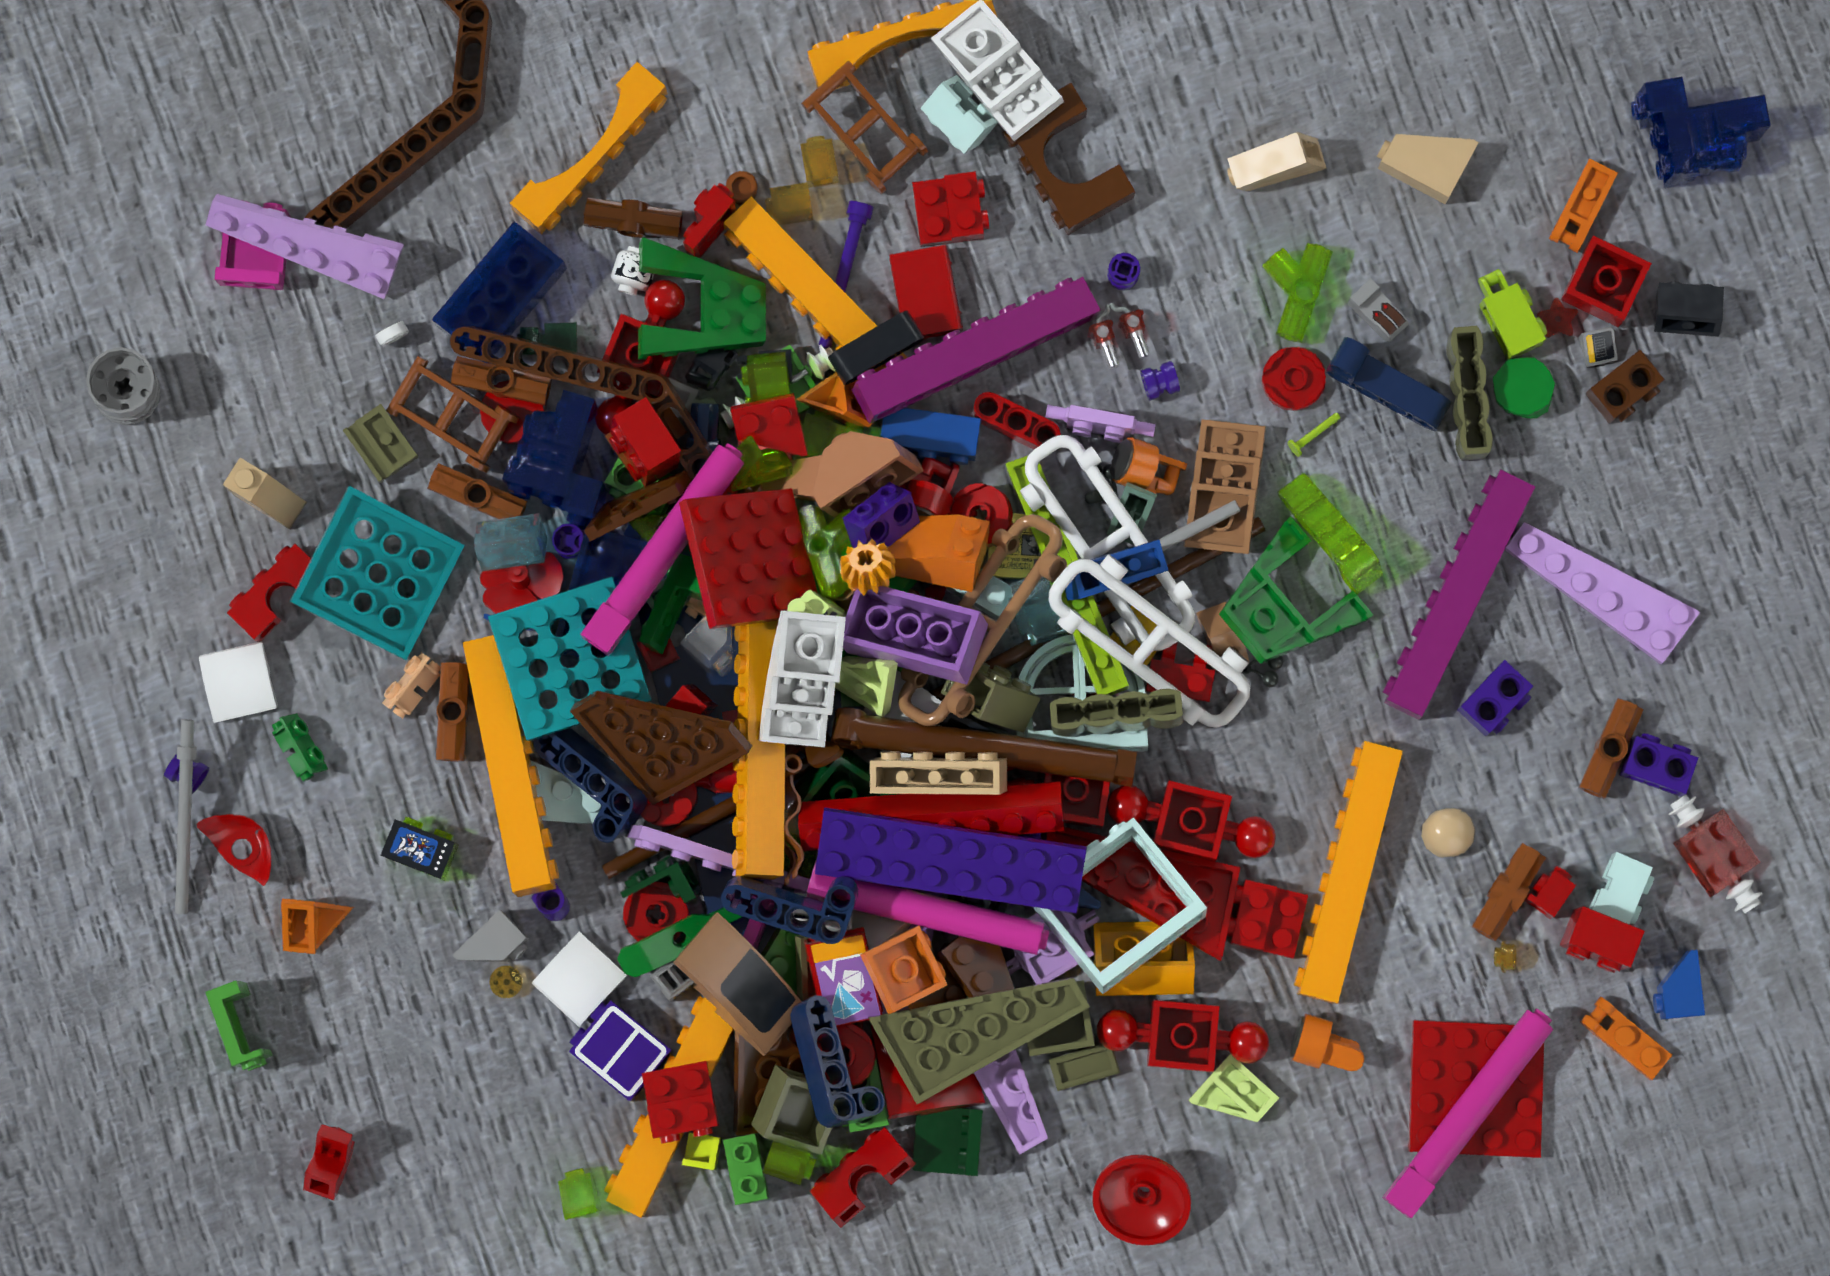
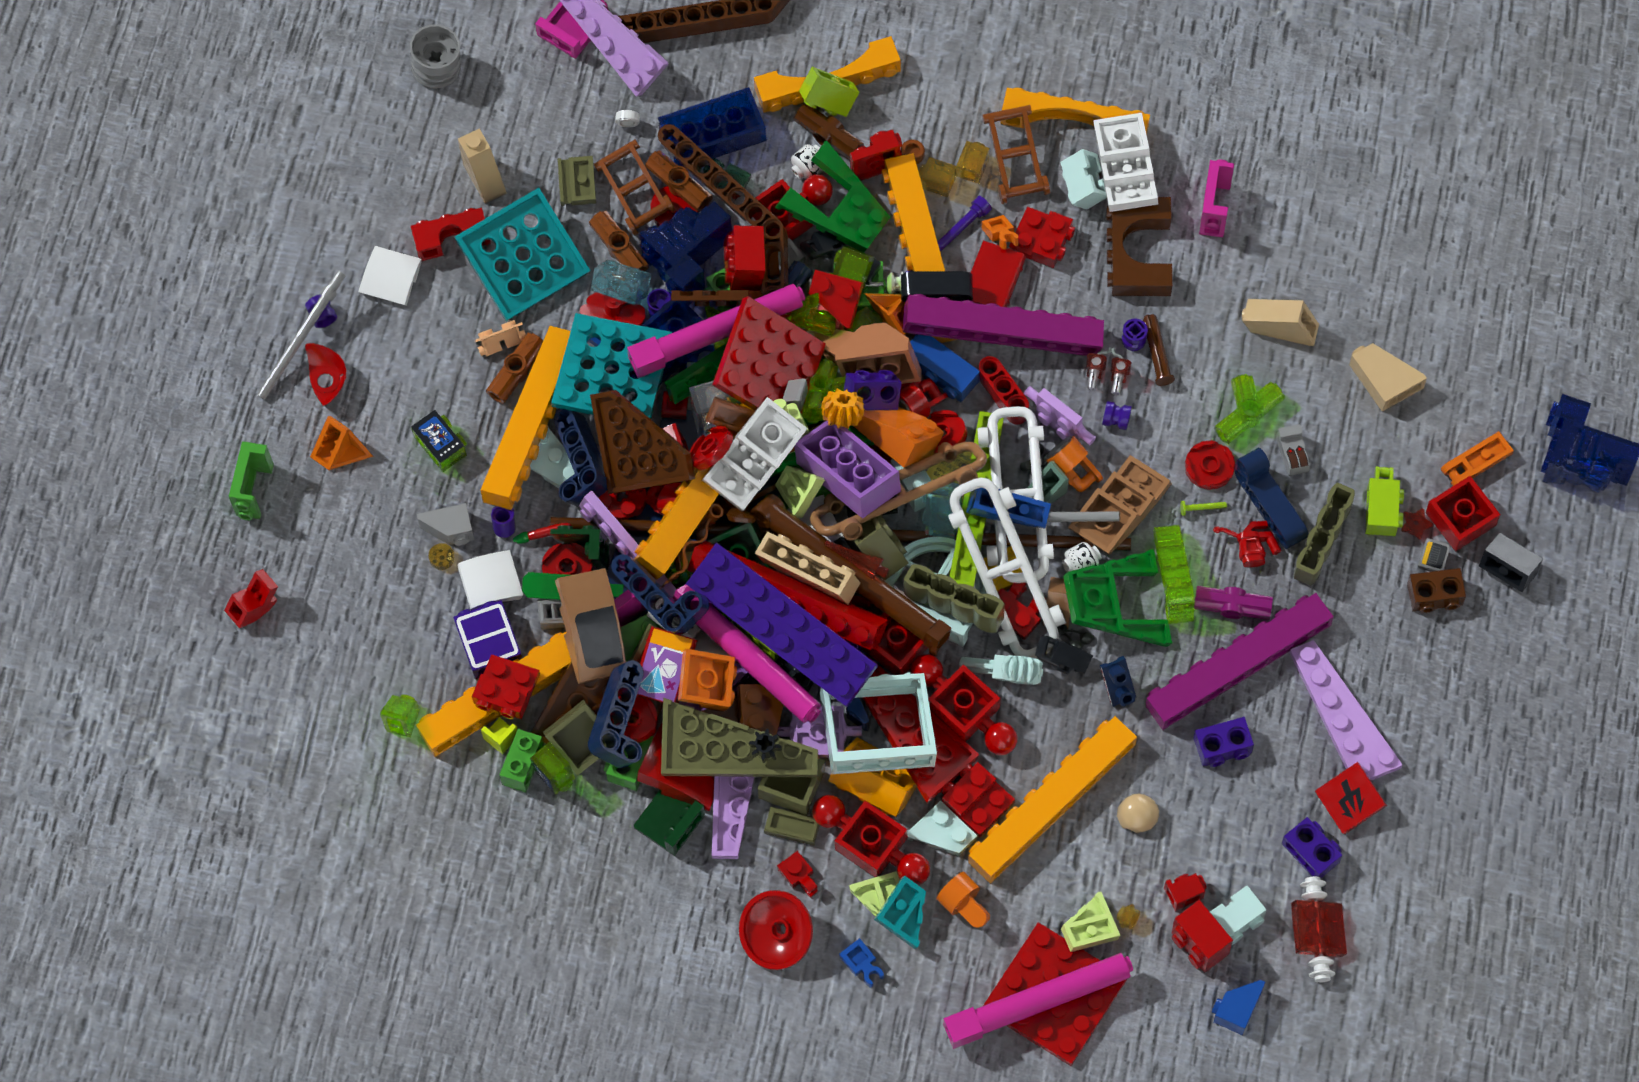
camera: 30 degrees right, 15 degrees down
(293, 733) = (404, 326): green hinge -> none
(587, 904) = (525, 536): none -> red piece
(608, 173) = (828, 92): none -> lime brick
(746, 647) = (728, 414): none -> dark orange tile
(748, 699) = (711, 448): none -> red tile
(800, 575) = (796, 392): none -> light grey slope
(838, 1189) = (577, 807): red arch -> none
(899, 229) = (1000, 230): none -> orange plate
(1000, 731) = (868, 564): none -> clear red piece
(1026, 1014) = (760, 741): none -> black gear
(1120, 1115) = (796, 872): none -> red plate
(1127, 83) = (1214, 216): none -> dark pink panel
(1159, 274) = (1158, 351): none -> reddish brown axle
(1213, 752) = (1007, 668): none -> light aqua gear
(1221, 577) = (1080, 557): none -> white head
(1248, 1175) = (860, 959): none -> blue plate
(1250, 976) = (942, 830): none -> light aqua wing
(1267, 701) = (1063, 654): none -> black piece
(1267, 1098) = (903, 911): none -> teal wing
(1345, 698) = (1118, 682): none -> dark blue hips
(1395, 453) = (1250, 547): none -> red piece
(1414, 528) = (1233, 602): none -> magenta piece
(1472, 991) = (1090, 925): none -> yellowish green wing
(1508, 892) = (1155, 873): dark orange piece -> none
(1524, 387) = (1365, 553): green hat -> none
(1602, 767) = (1297, 809): dark orange piece -> none
(1627, 1039) = (1180, 1020): orange plate -> none
(1667, 683) = (1350, 798): none -> red tile

